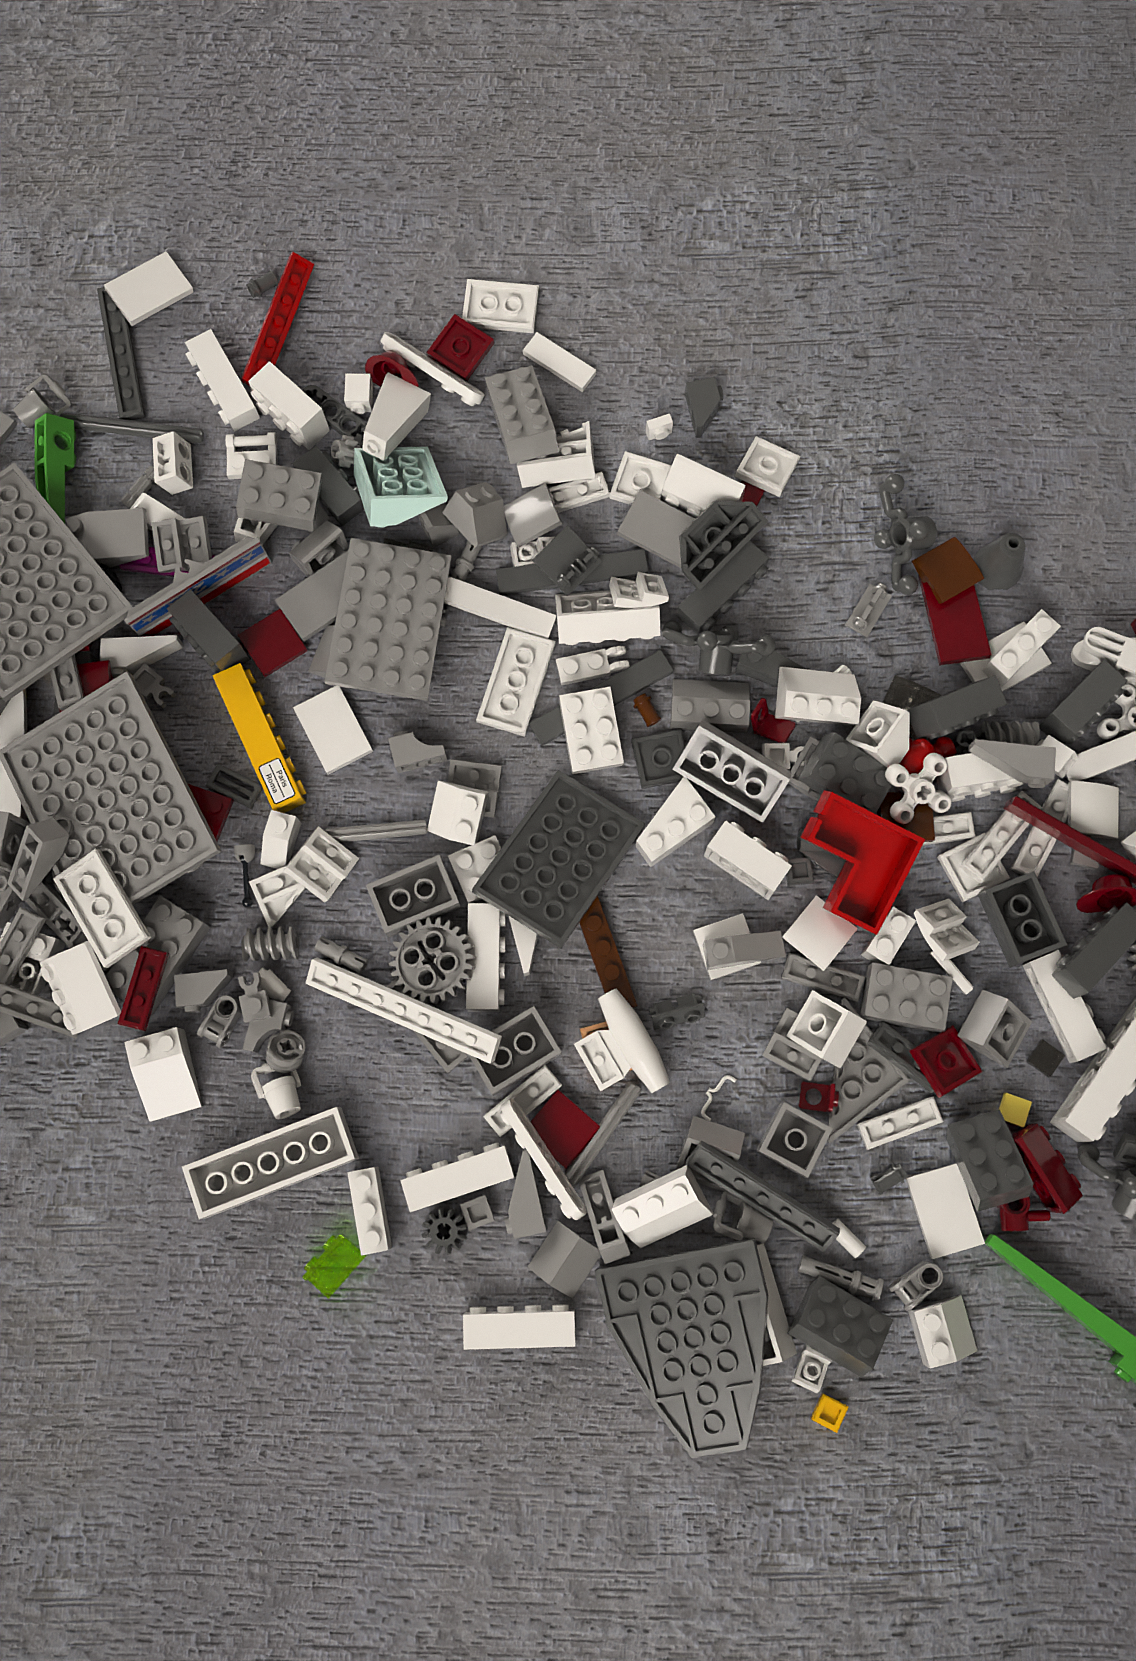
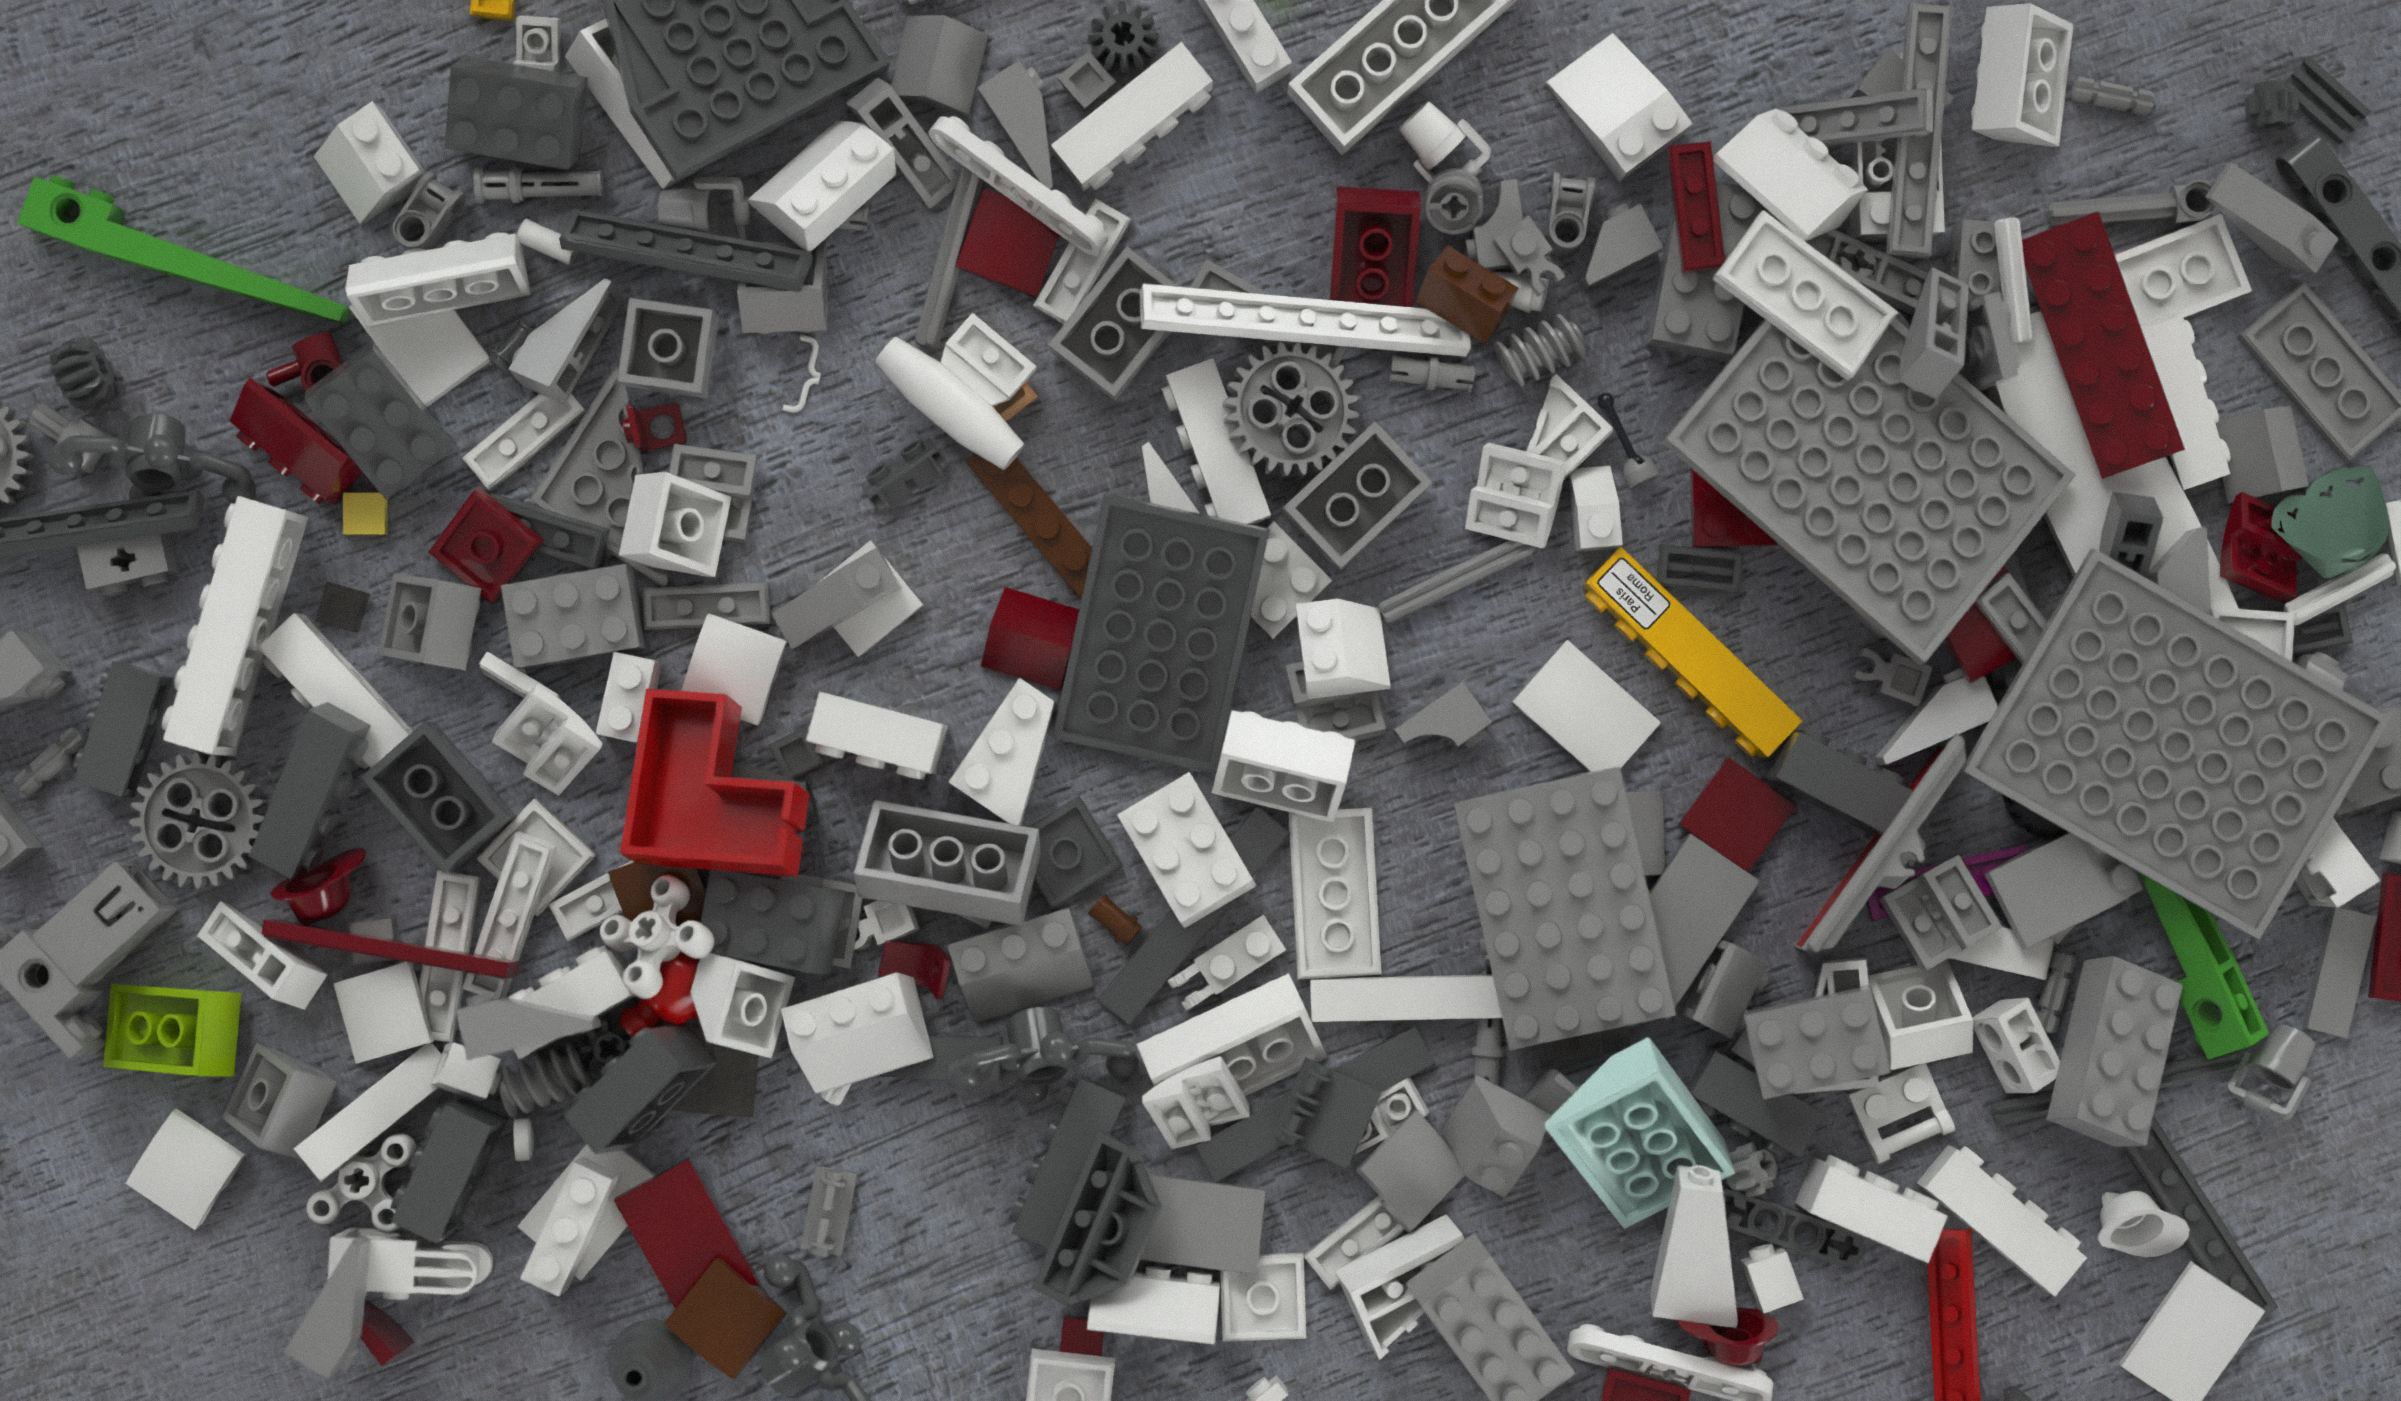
camera: 150 degrees right, 10 degrees up
(120, 438) = (2115, 1052): none -> light grey brick
(150, 353) = (2138, 1226): none -> white piece
(215, 498) = (1921, 1015): none -> white slope
(300, 991) = (1466, 294): none -> reddish brown brick
(343, 1042) = (1375, 246): none -> dark red slope
(516, 756) = (1283, 765): none -> white brick
(635, 887) = (1030, 638): none -> dark red slope
(858, 1166) = (564, 344): none -> light grey slope
(923, 1238) = (438, 279): none -> white slope
(1032, 709) = (523, 1139): none -> white tile

